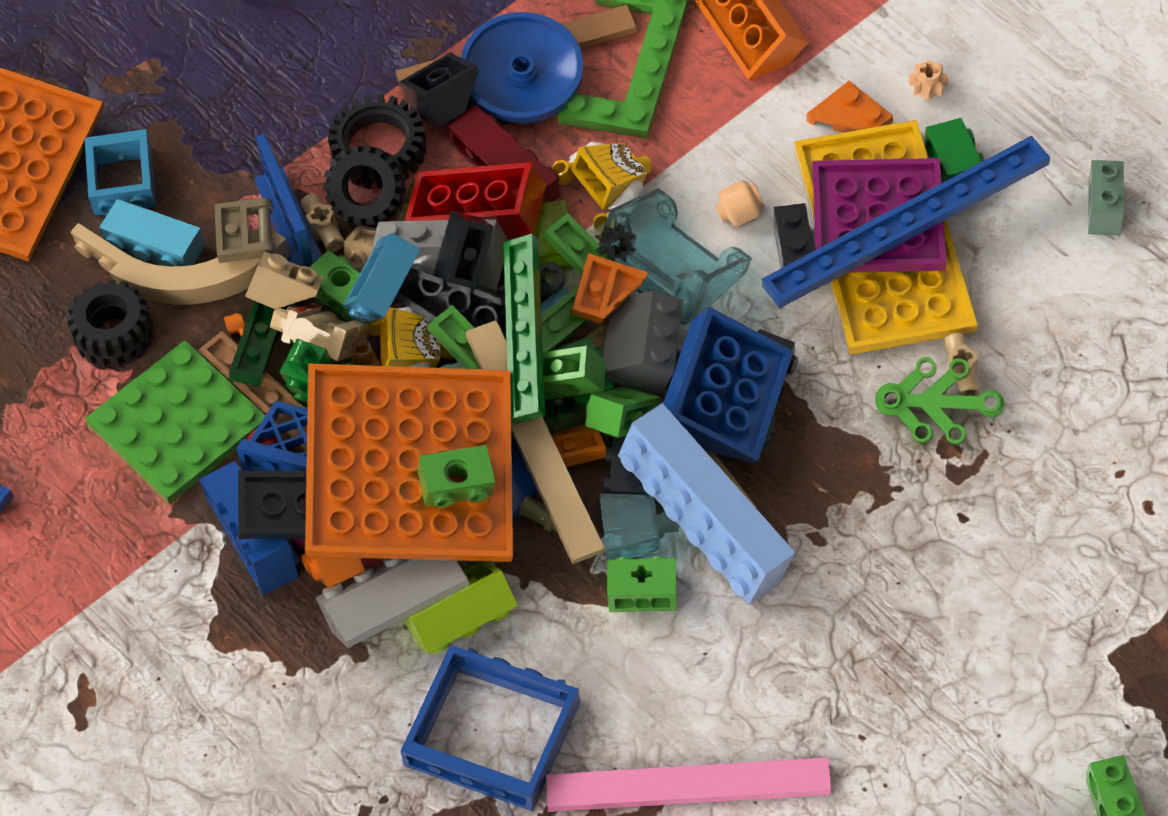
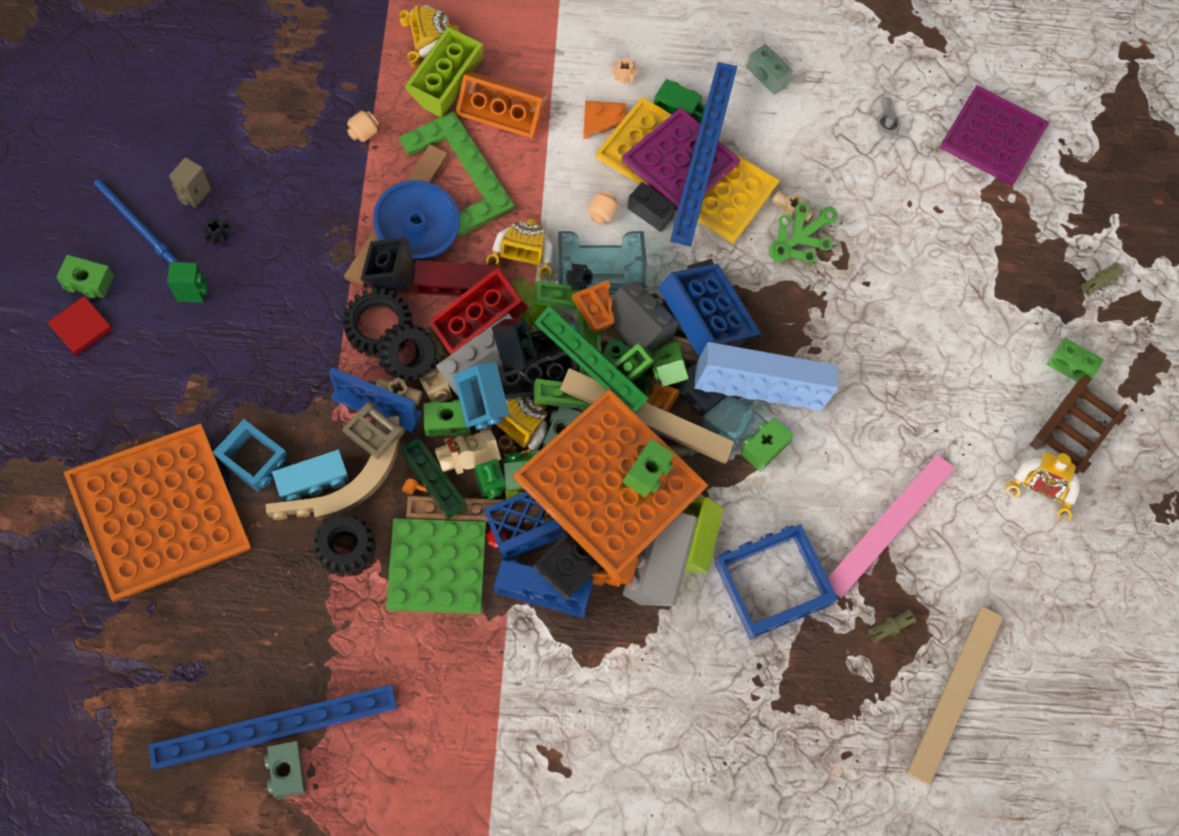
camera: 55 degrees left, 10 degrees up
(282, 282) = (424, 442): tan slope -> none

